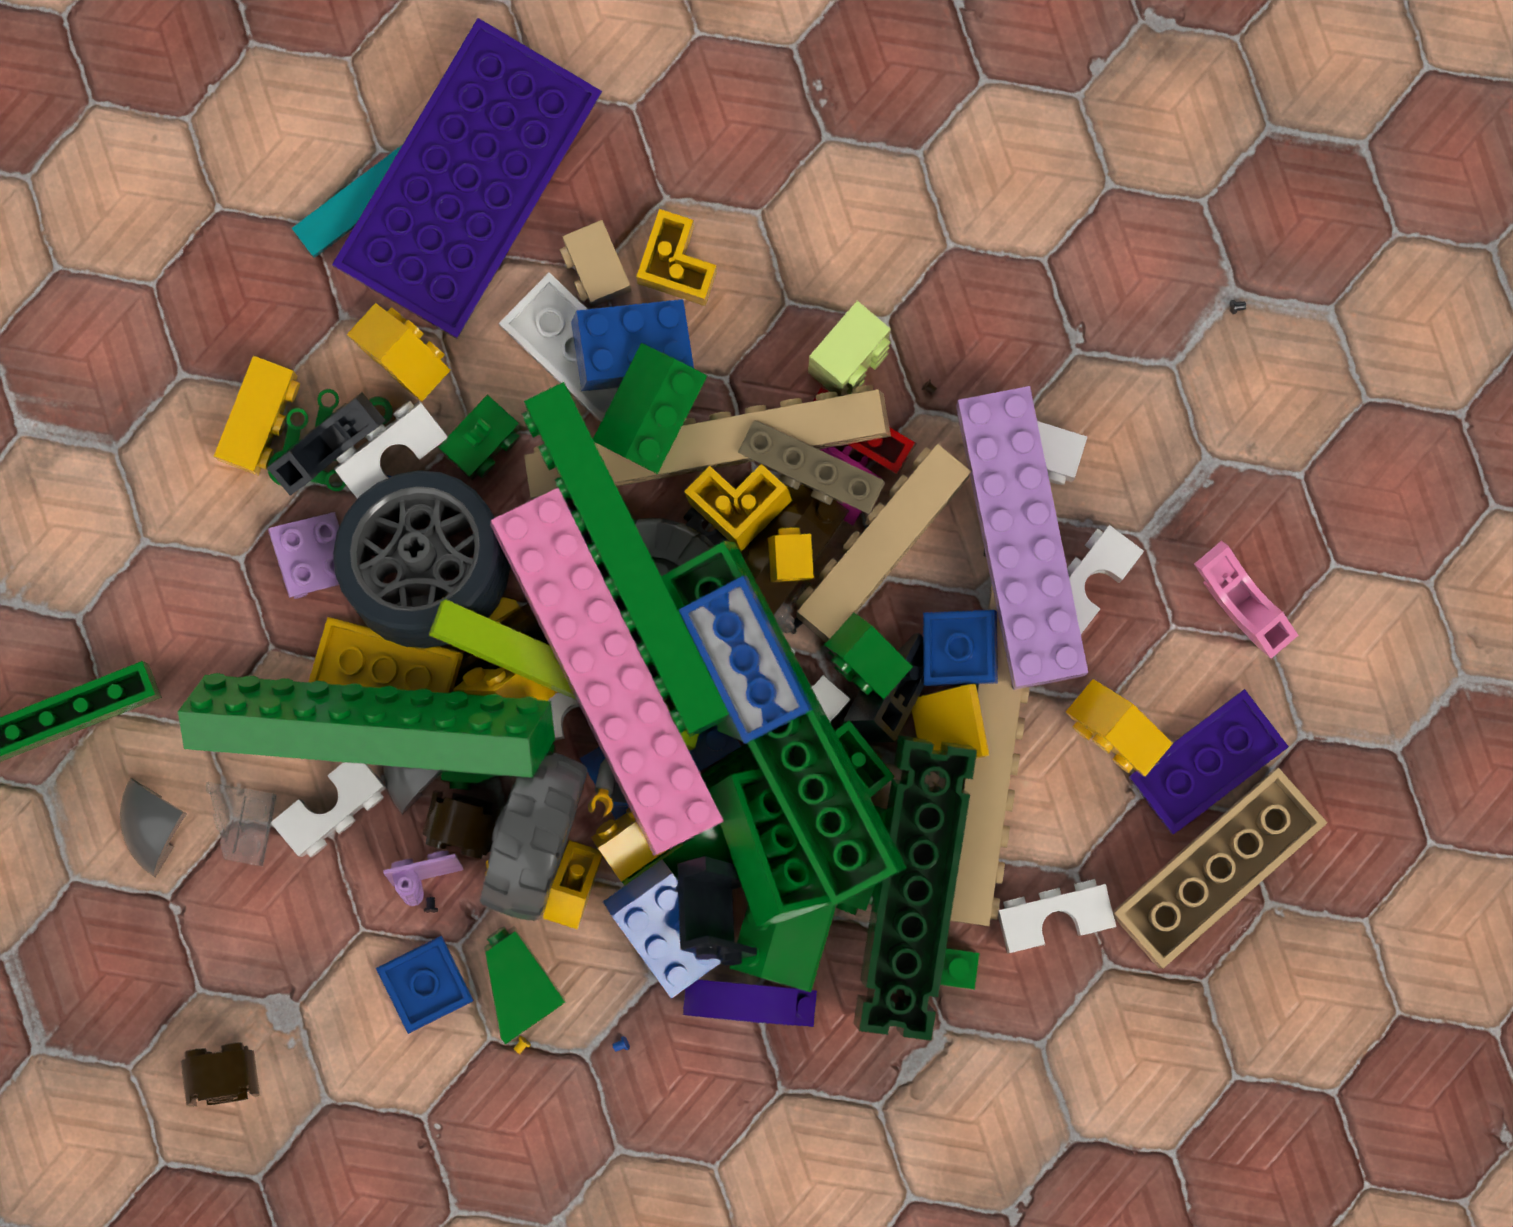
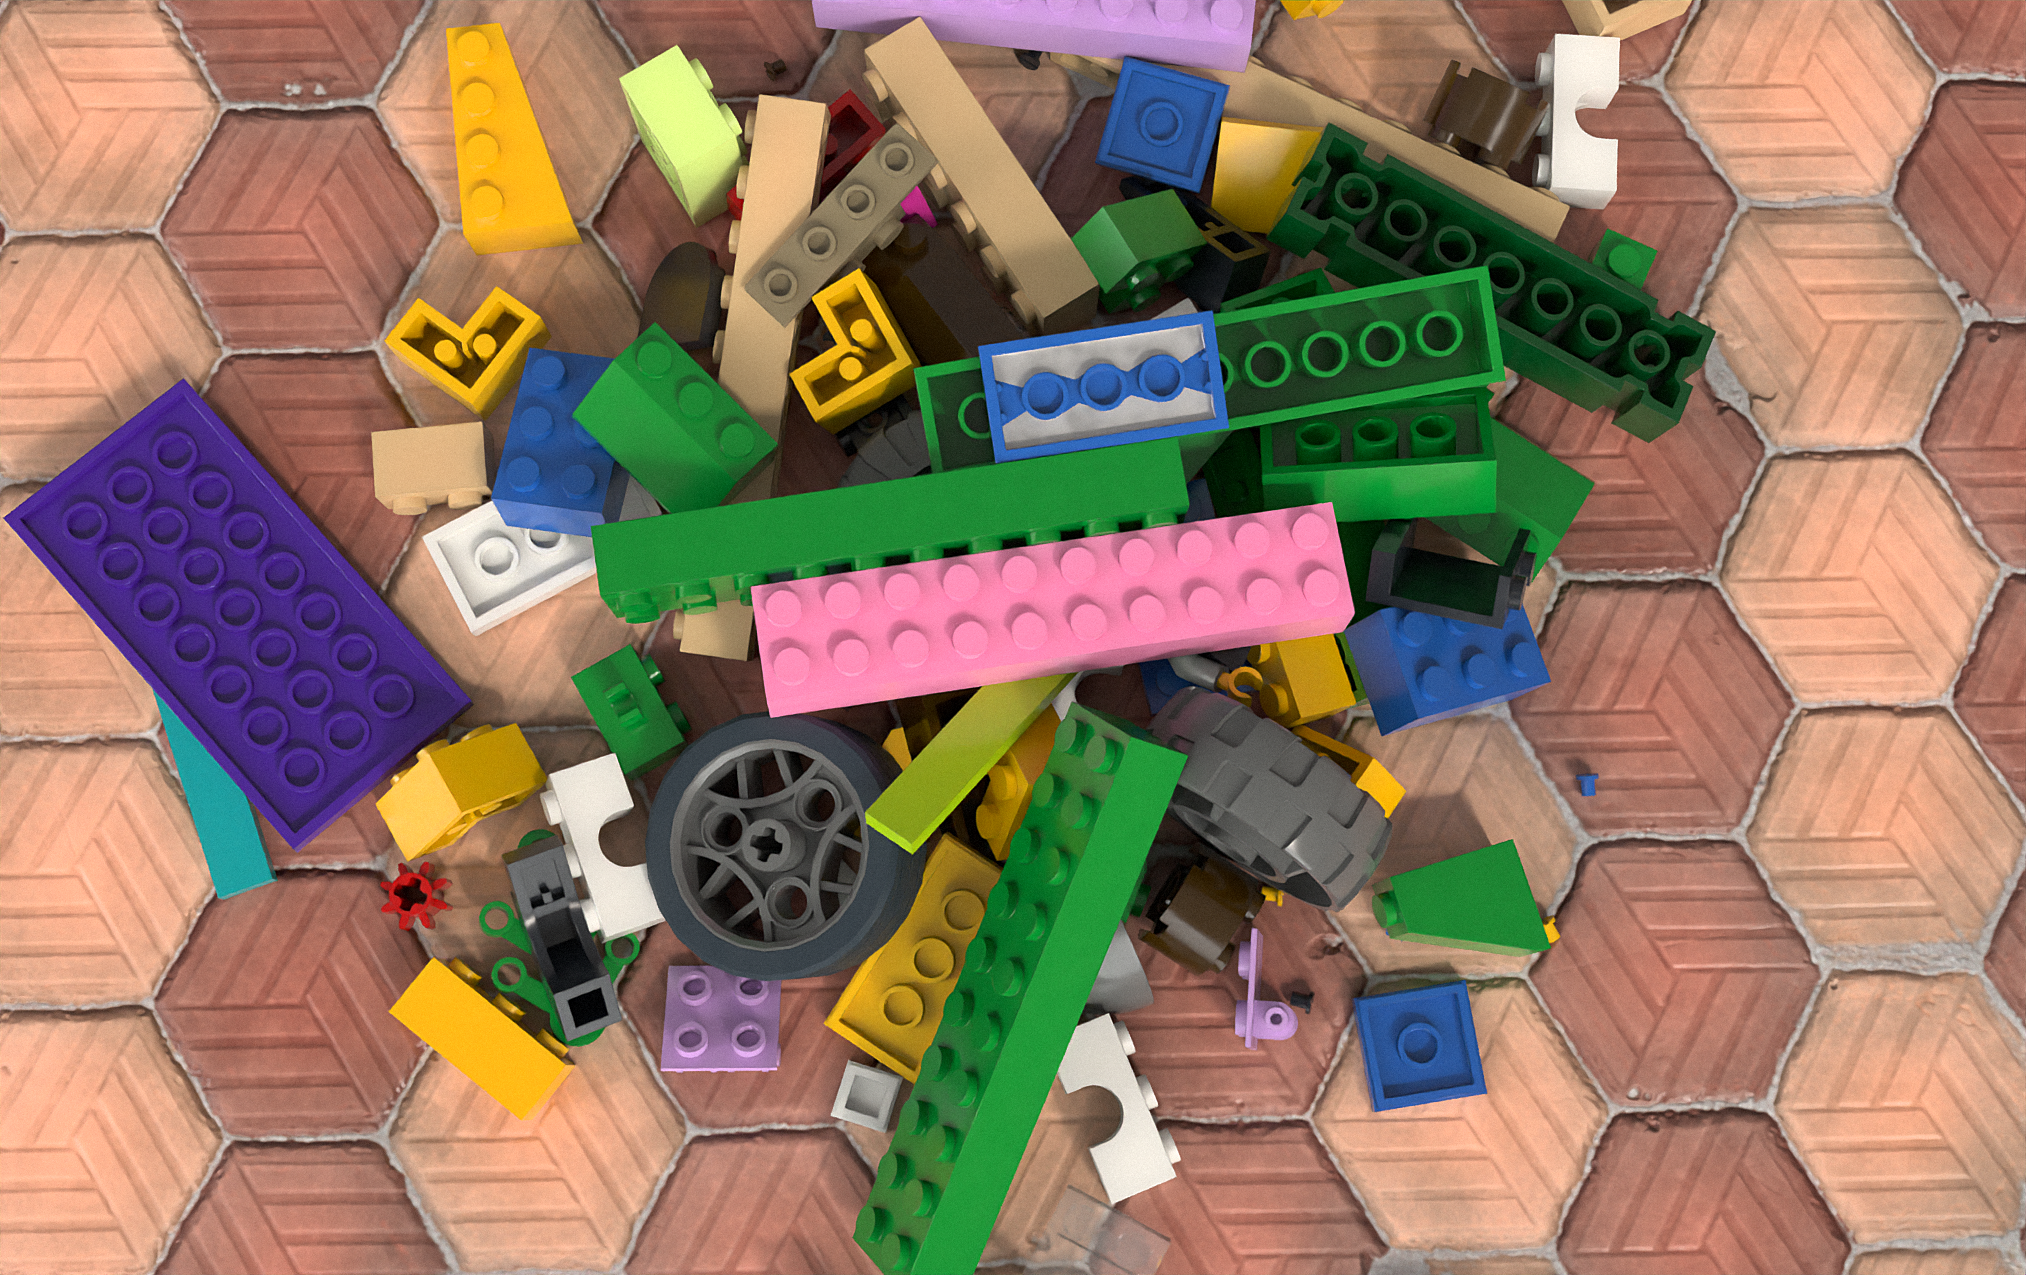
camera: 75 degrees left, 5 degrees down
(292, 657) = (867, 1096): none -> white tile
(321, 340) = (410, 910): none -> red gear
(748, 382) = (686, 296): none -> black tile
(750, 1003) = (1586, 578): dark purple arch -> none
(790, 556) = (961, 298): yellow brick -> none
(813, 235) = (503, 161): none -> yellow wedge
(1033, 853) = (1485, 114): none -> dark brown brick

